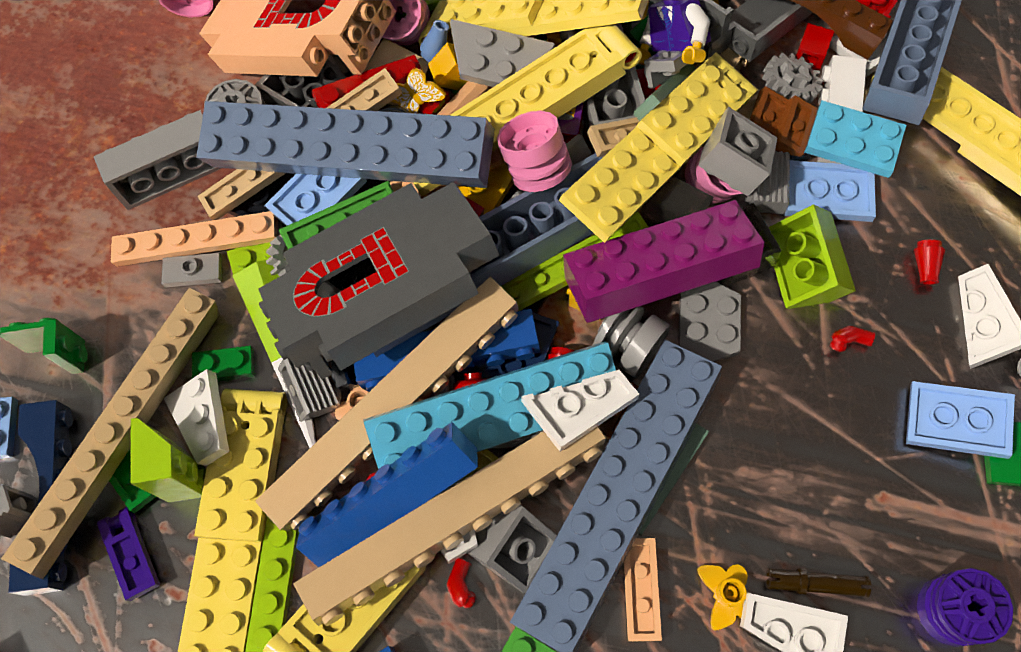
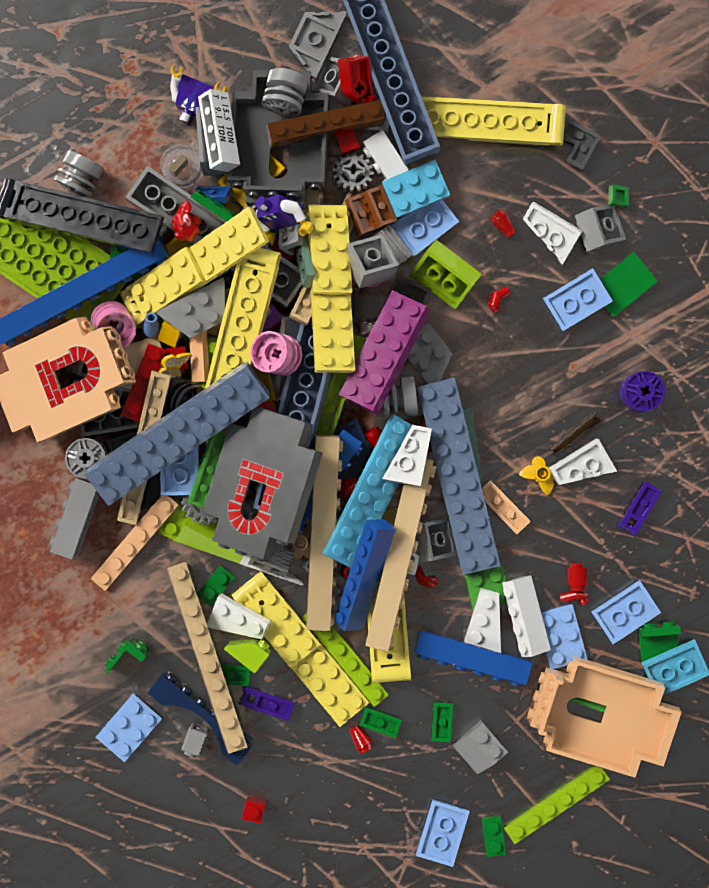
camera: 50 degrees left, 20 degrees up
(192, 270) = (148, 556): light grey plate -> none

